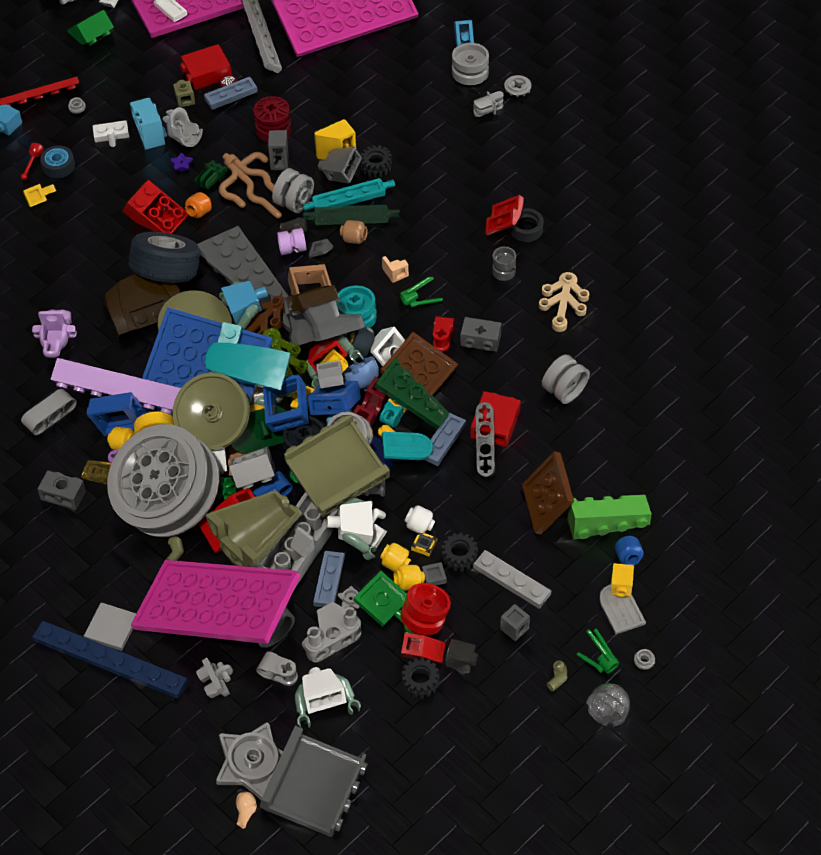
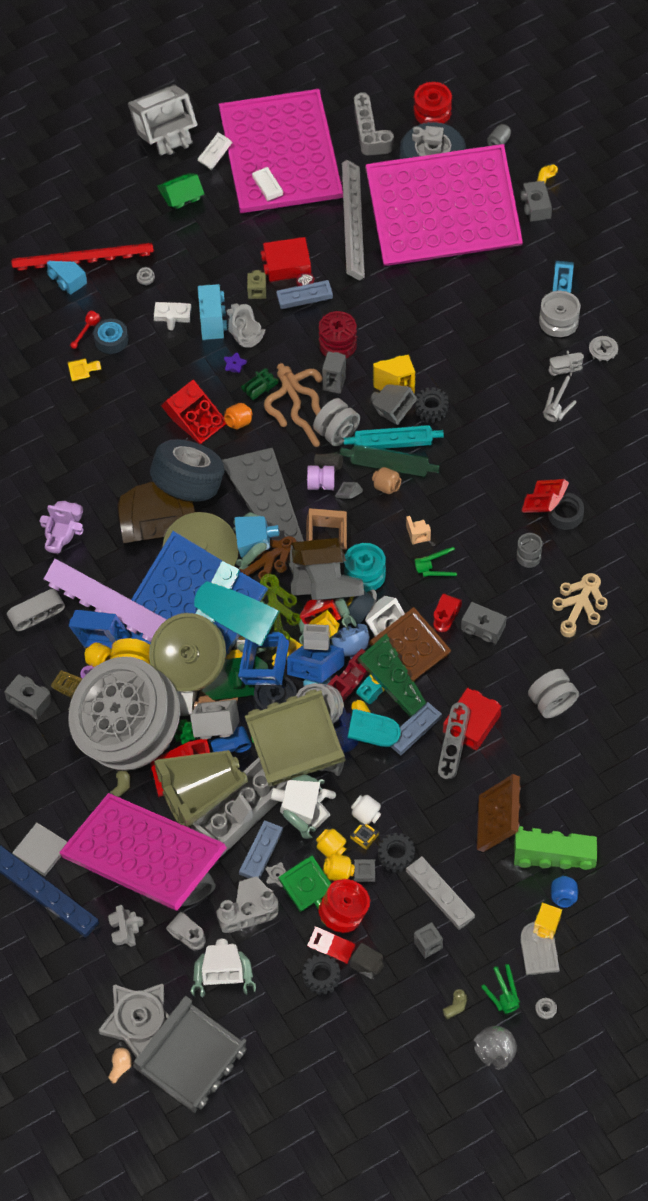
camera: 15 degrees right, 5 degrees up
(489, 145) = (553, 411): none -> light grey plant

